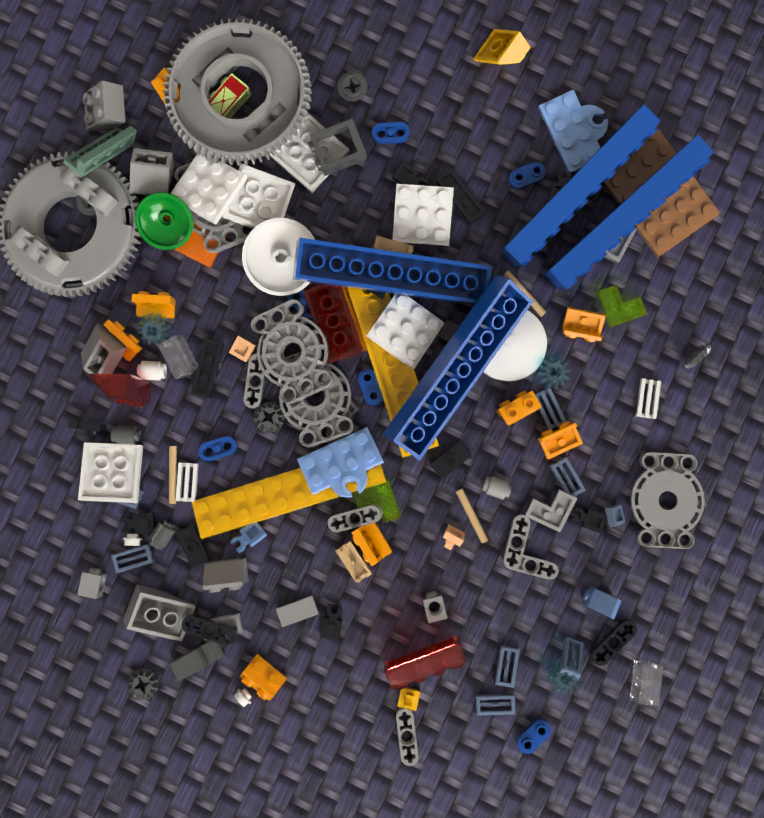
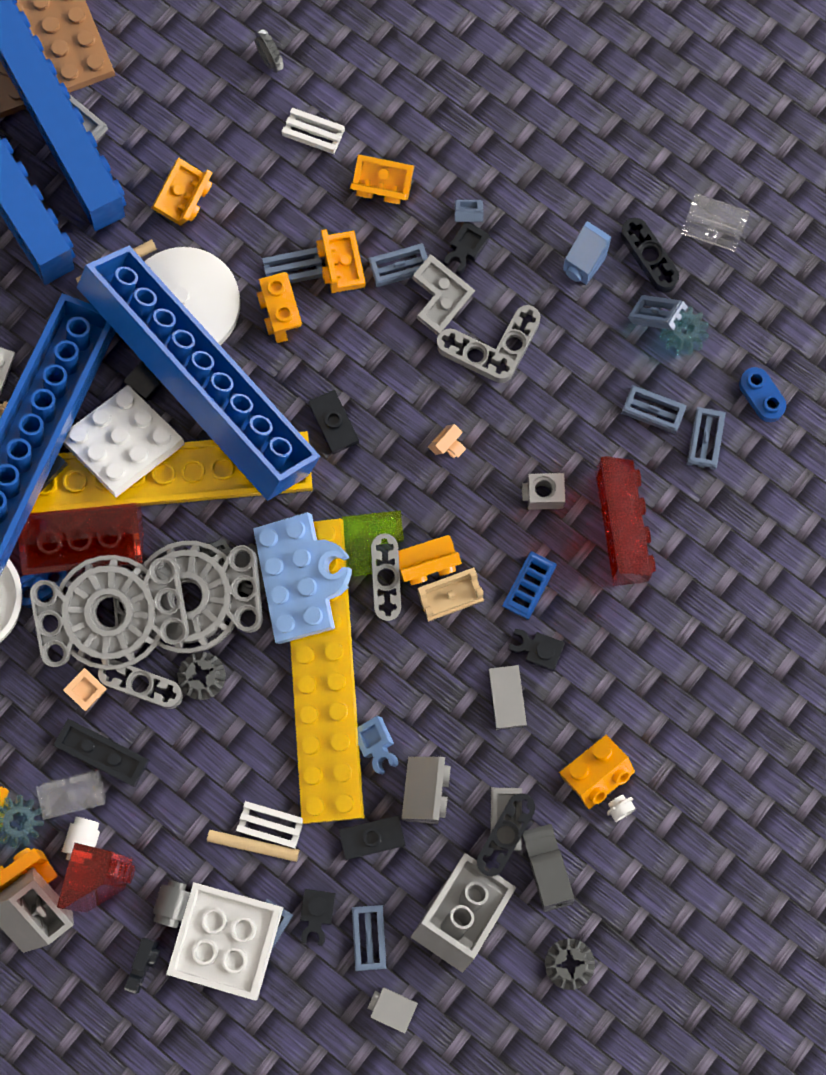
camera: 80 degrees left, 10 degrees down
(132, 540) = (339, 931): white plate -> none
(162, 534) = (342, 880): dark grey brick -> none
(218, 448) = (229, 764): blue plate -> none
(369, 387) = (194, 514): blue plate -> none
(388, 607) = (540, 562): none -> blue slope
(403, 750) = (749, 583): light grey beam -> none
(408, 698) = (673, 560): yellow tile -> none
(472, 516) = (423, 410): tan bar -> none
(496, 487) = (389, 364): light grey brick -> none
(553, 380) = (230, 249): clear light blue gear -> none
(617, 311) = (175, 143): clear neon green plate -> none
(623, 453) = (382, 178): none -> light orange bracket
(648, 506) = (456, 165): light grey piece -> none

